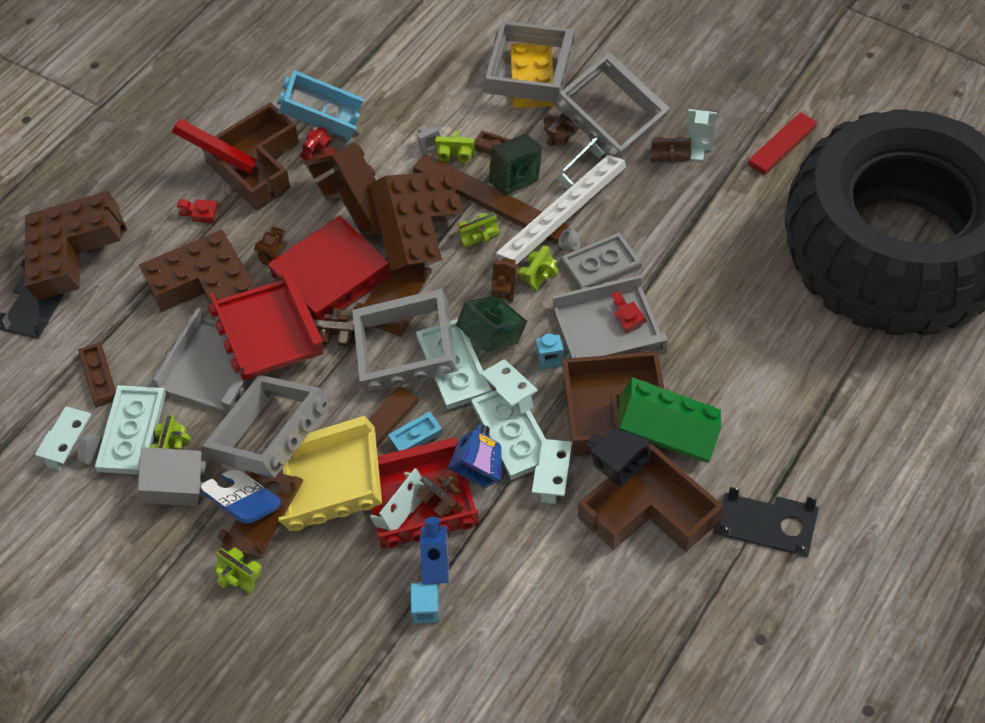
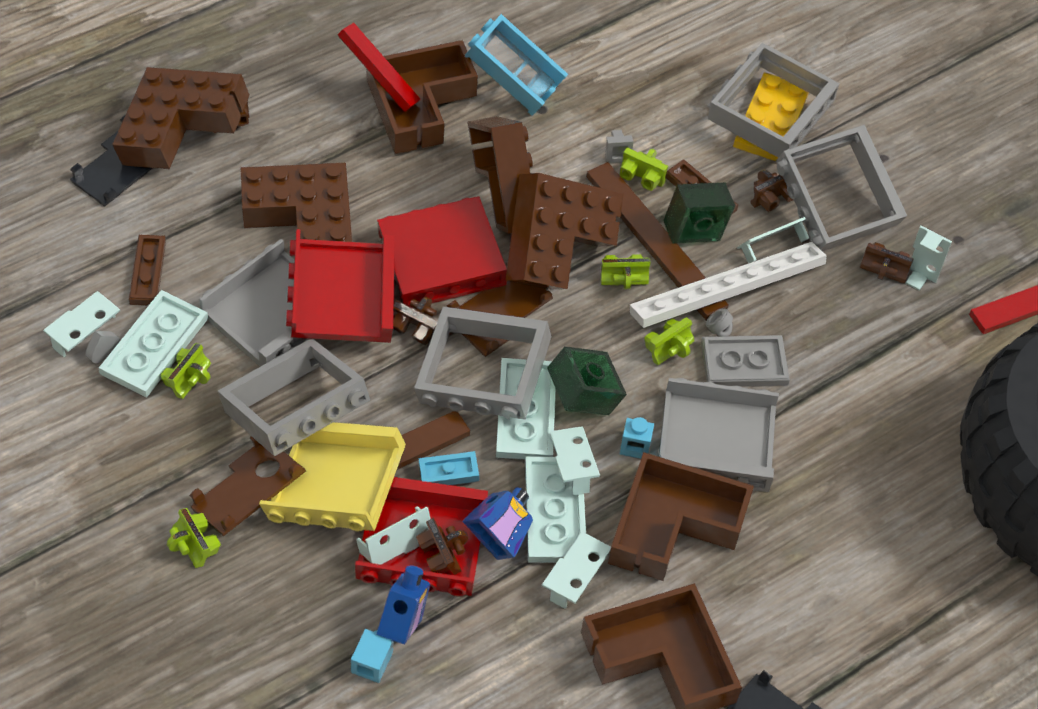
camera: 15 degrees right, 0 degrees up
(170, 476) = (169, 410): light grey brick -> none
(200, 211) = (334, 133): red plate -> none
(244, 500) = (233, 467): piece -> none
(270, 245) = (391, 200): reddish brown hips -> none
(314, 141) = (493, 101): red plate -> none
(504, 279) = (624, 337): reddish brown hips -> none
(619, 454) = (652, 583): black torso -> none
(628, 314) = (744, 432): red plate -> none
(669, 419) = (728, 568): green slope -> none

